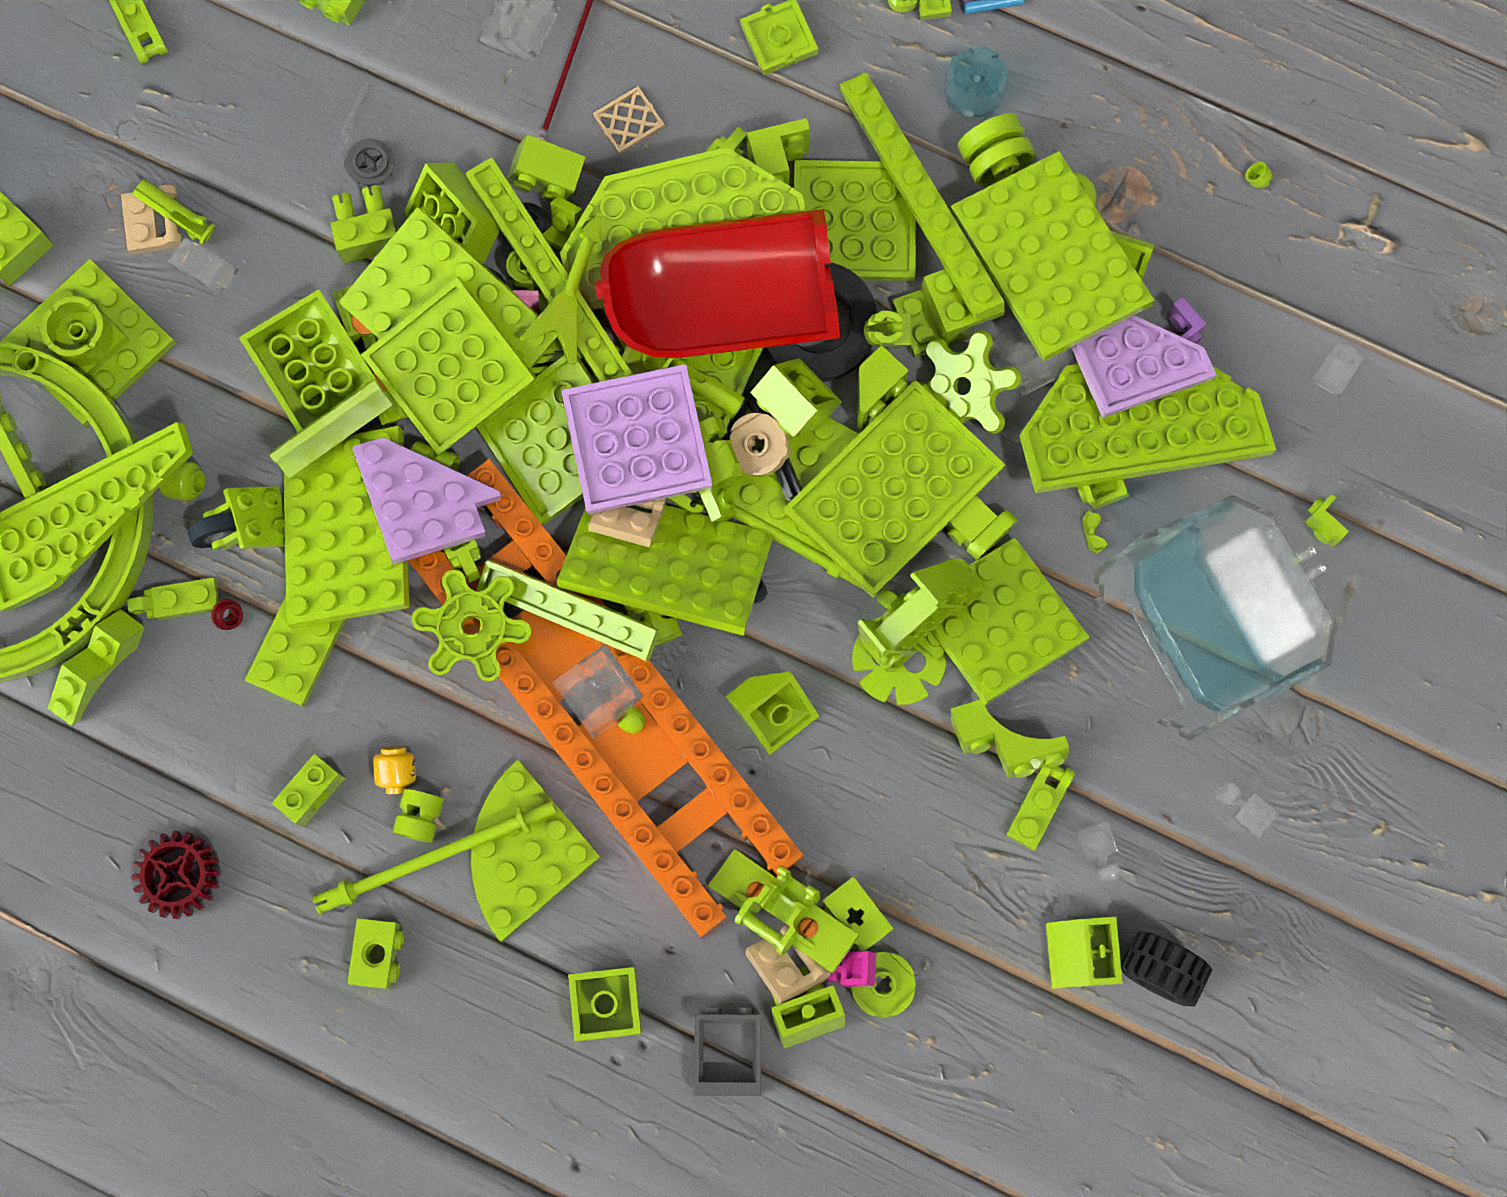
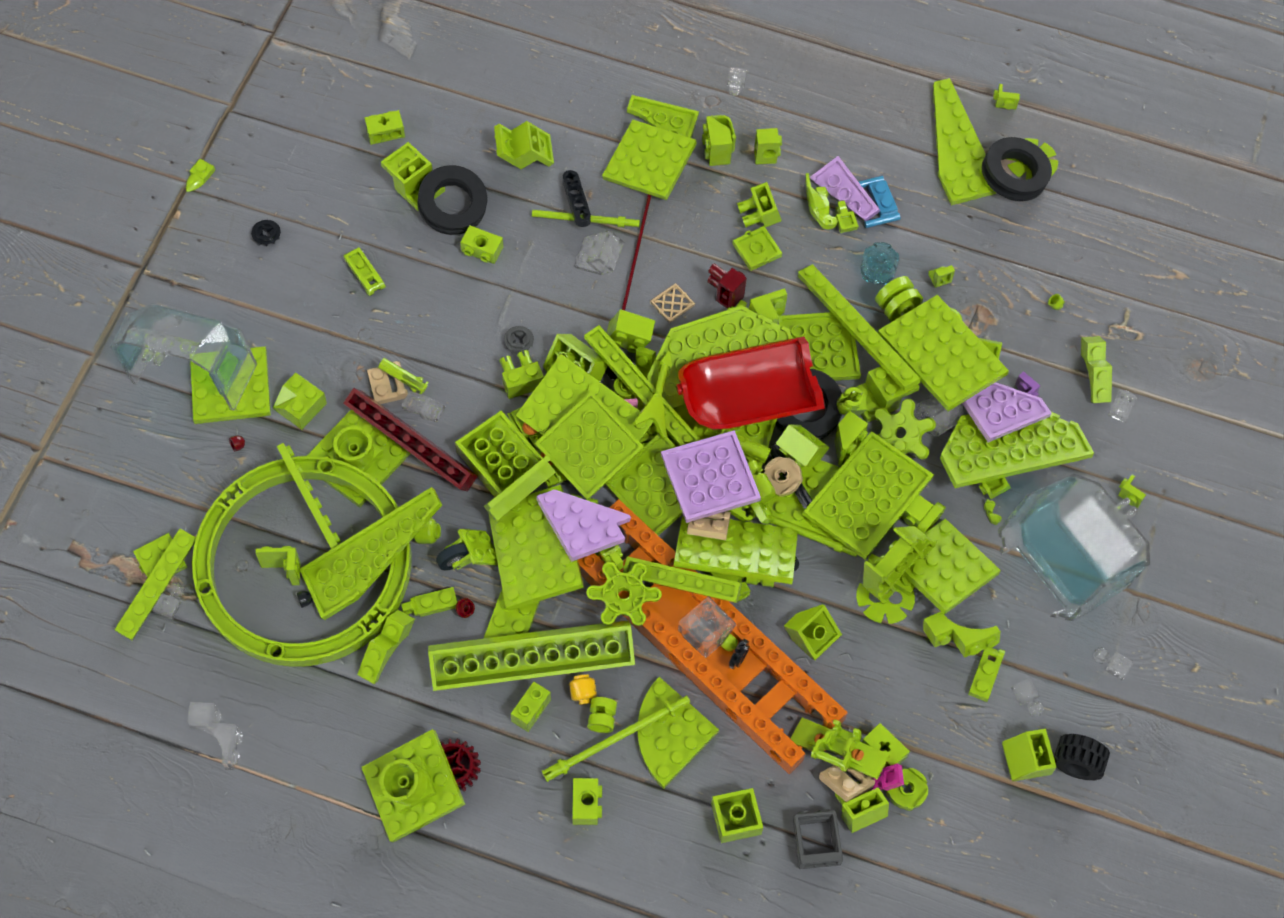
camera: 10 degrees left, 15 degrees down
(108, 903) = (413, 785): none -> lime piece
(172, 323) = (410, 439): none -> dark red brick
(315, 709) = (531, 655): none -> lime brick
(643, 744) = (739, 654): none -> black gear
(720, 100) = (729, 285): none -> dark red brick
(1075, 112) = (941, 275): none -> lime bracket
(1309, 302) = (1099, 370): none -> lime arch

